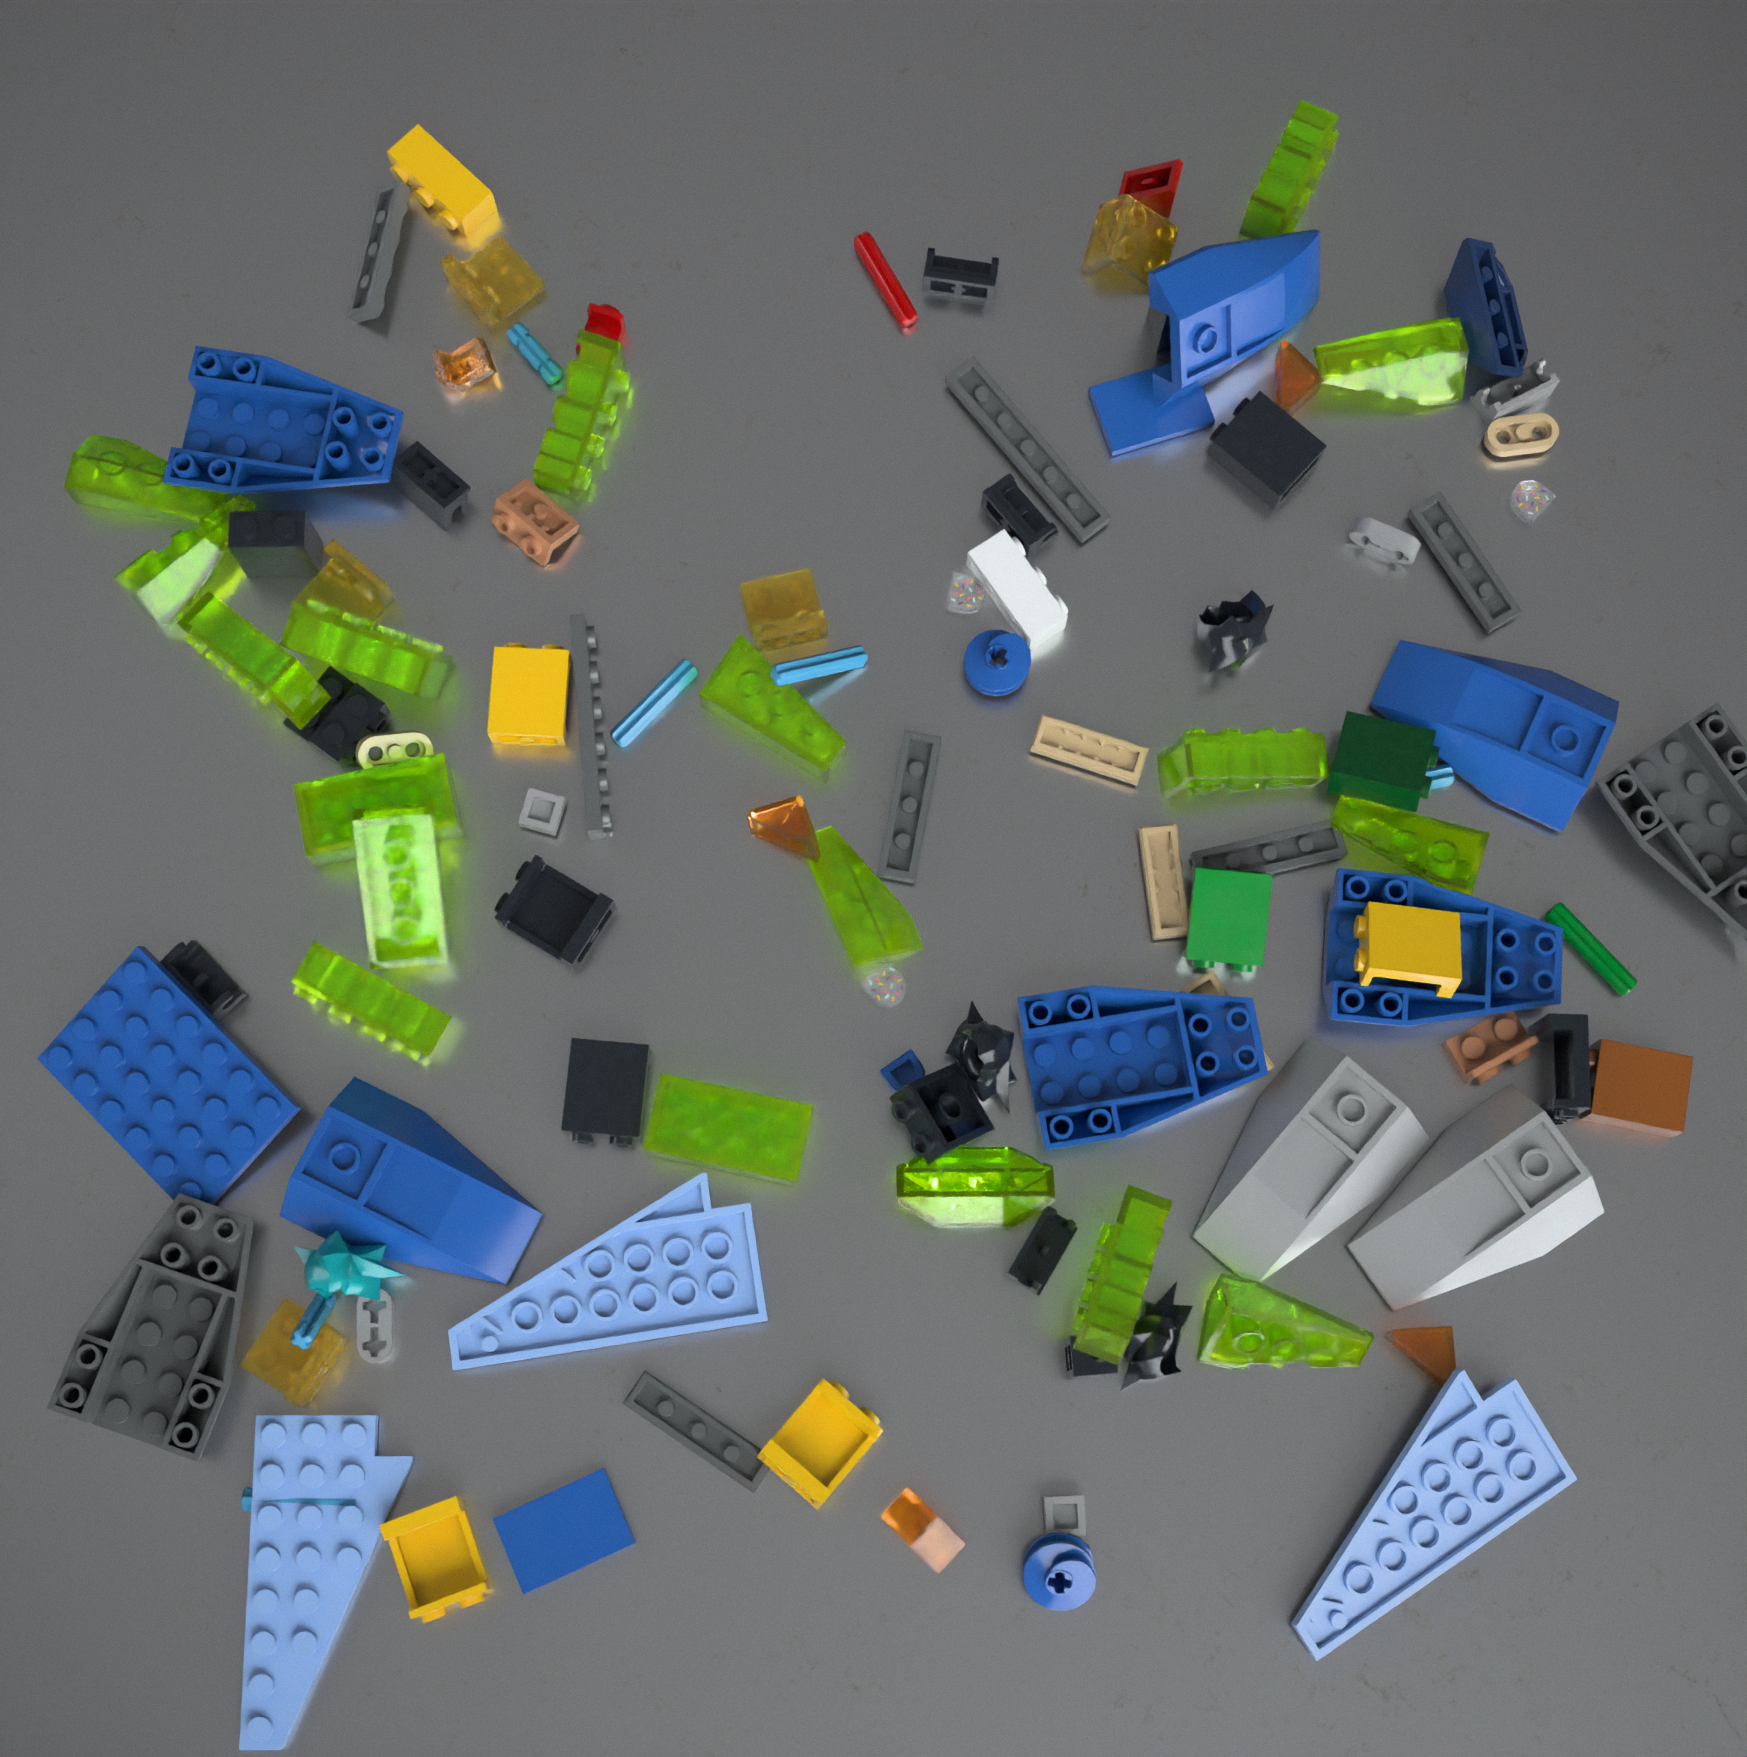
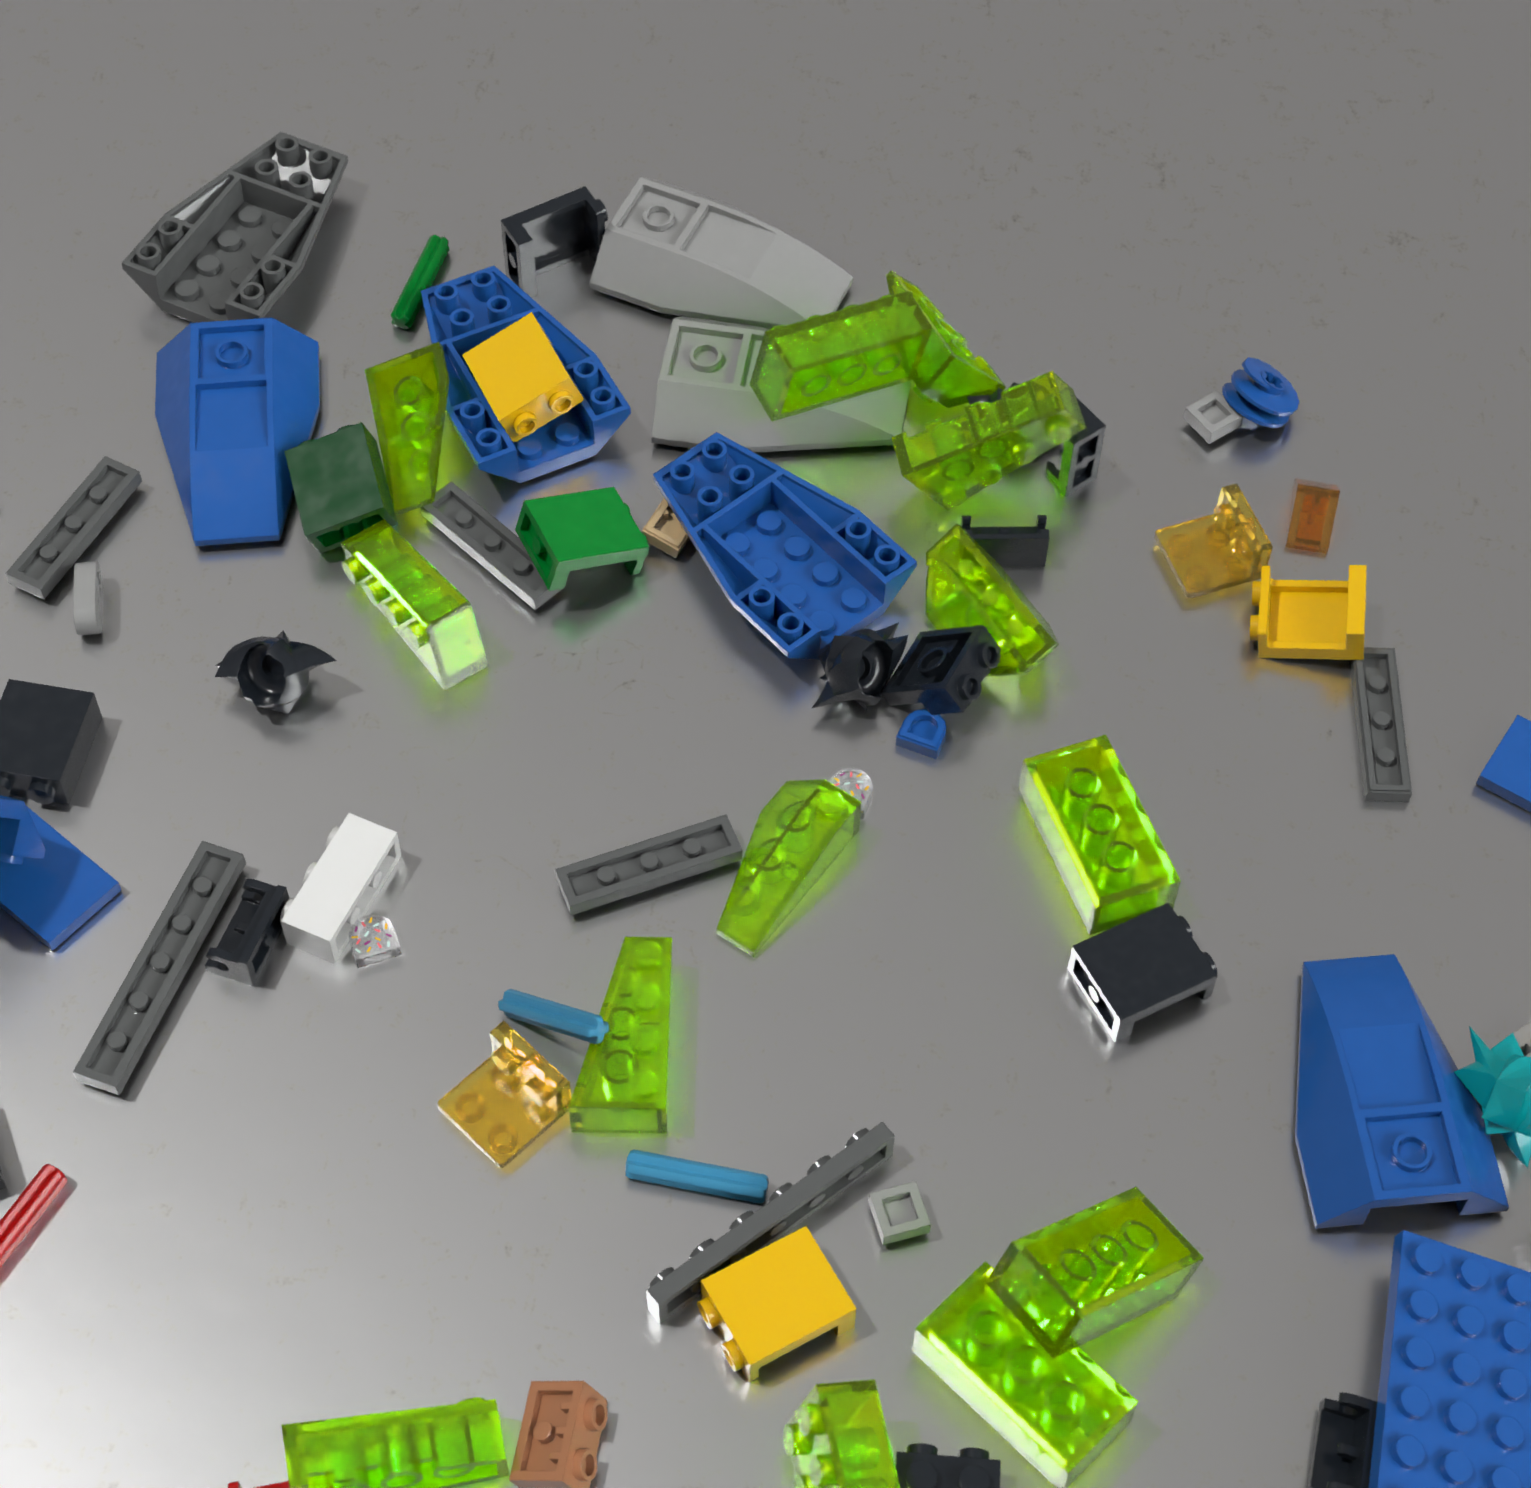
camera: 120 degrees left, 20 degrees down
(370, 1001) = (1239, 1260): clear neon green wedge -> none
(392, 747) = (944, 1408): plate -> none
(554, 912) = (999, 1130): black panel -> none
(646, 1279) = (1281, 832): light blue wing -> none
(786, 826) = (748, 952): clear orange slope -> none
(932, 1411) = (1216, 548): none -> clear yellow bracket
(998, 679) = (436, 863): blue piece -> none
(1089, 749) = (480, 740): tan plate -> none
(1164, 881) = (577, 614): tan plate -> none
(1272, 1202) = (840, 355): none -> clear neon green brick
(1428, 1349) = (865, 239): clear orange slope -> none
(1451, 1490) = (956, 172): light blue wing -> none
(1489, 1044) = (572, 303): nougat bracket -> none
(1638, 1087) = (523, 181): dark orange brick -> none

